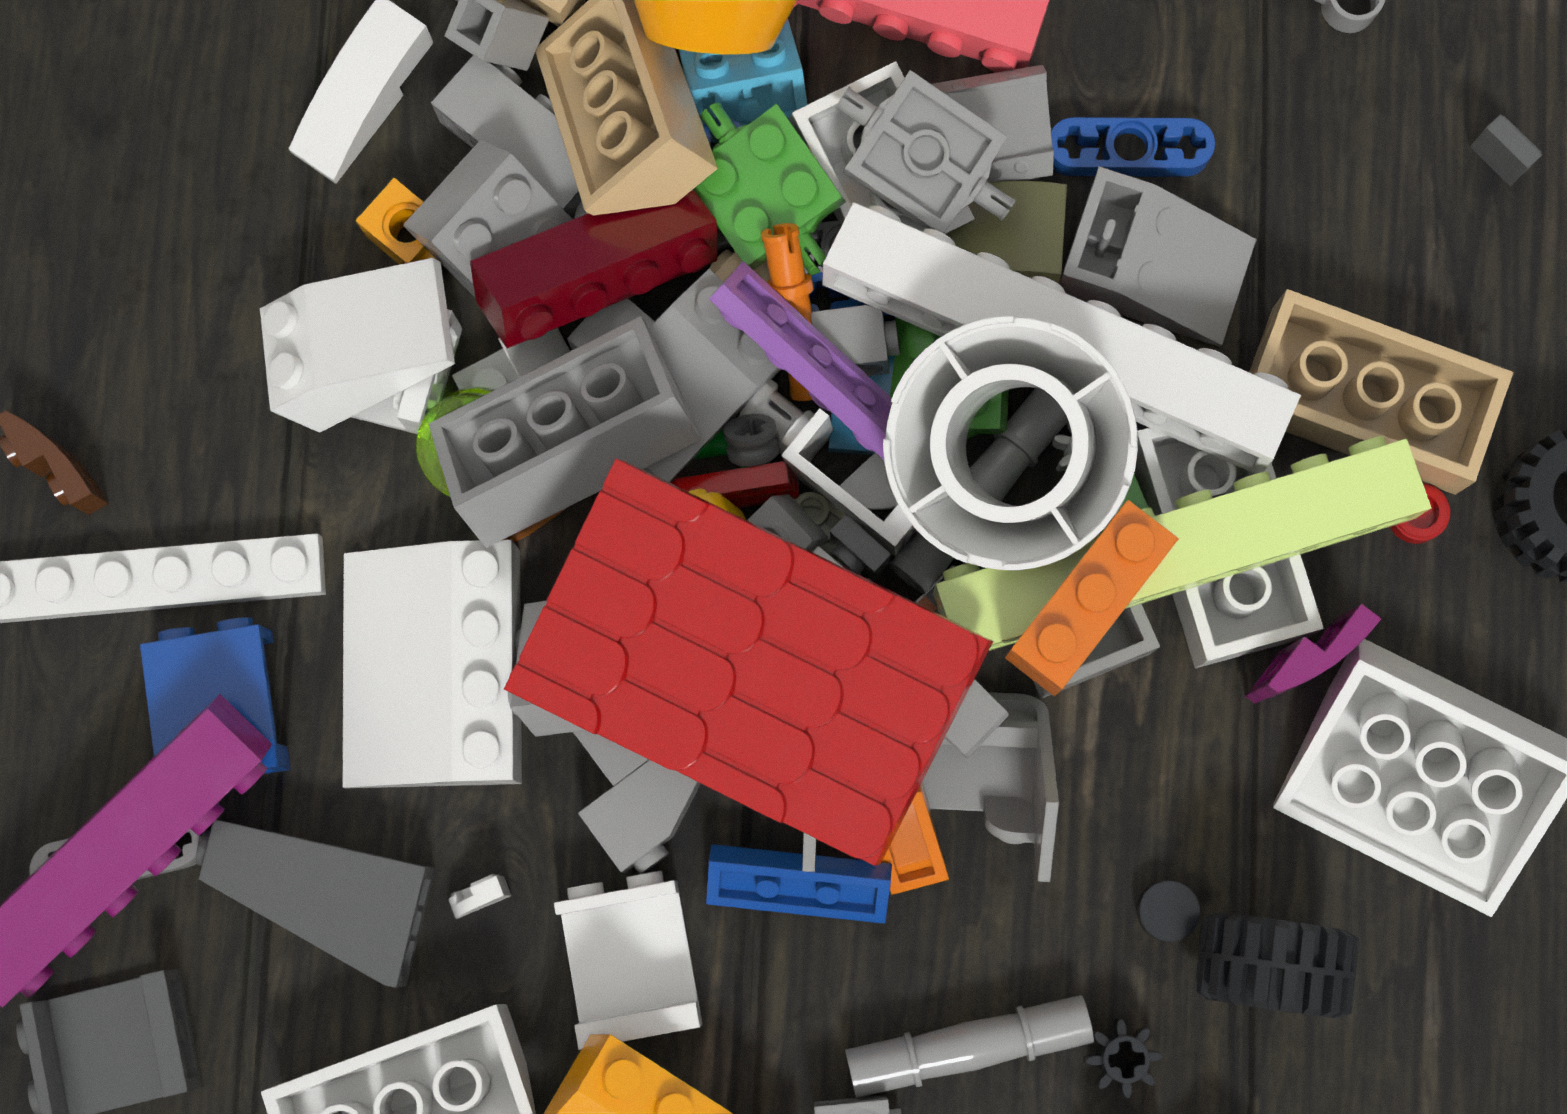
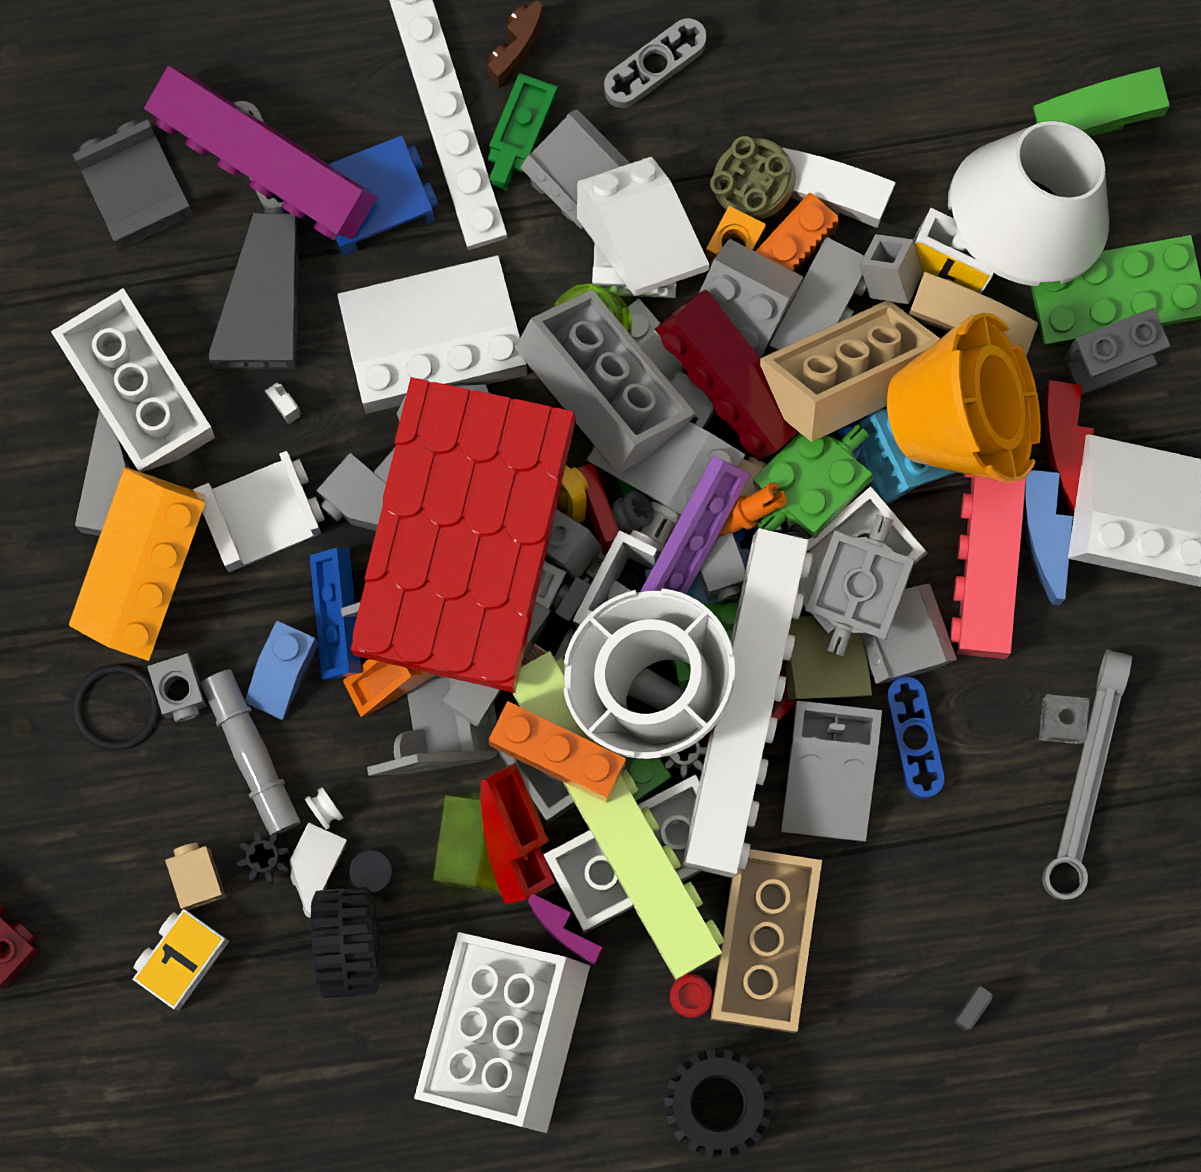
camera: 75 degrees right, 0 degrees up
(99, 254) = (685, 54): none -> light grey beam
(172, 483) = (520, 127): none -> green hinge
(234, 424) = (567, 156): none -> light grey slope
(323, 184) = (754, 177): none -> olive tile
(416, 135) = (800, 234): none -> orange brick
(862, 979) = (280, 670): none -> medium blue slope
(1069, 958) = (323, 808): none -> white bush
(1144, 987) = (314, 862): none -> white slope
(1165, 750) = (462, 847): none -> clear neon green slope
(1172, 697) = (513, 836): none -> red slope

